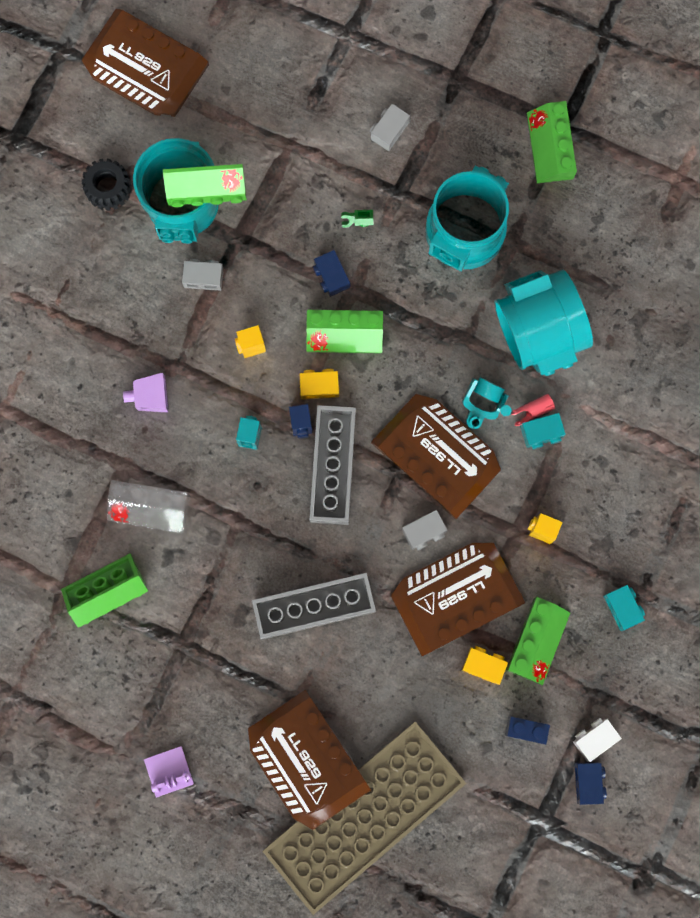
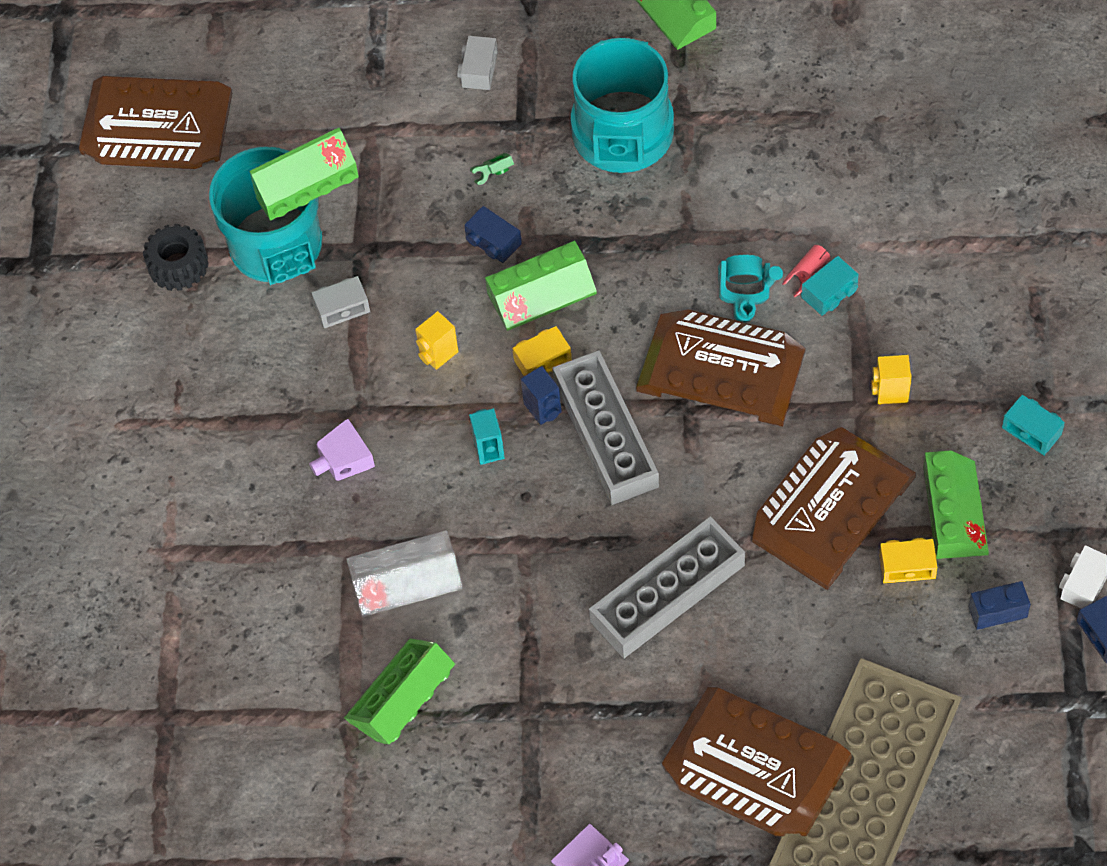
camera: 20 degrees left, 20 degrees down
(424, 530) = (753, 449): light grey brick -> none
(544, 321) = (767, 164): teal cylinder -> none

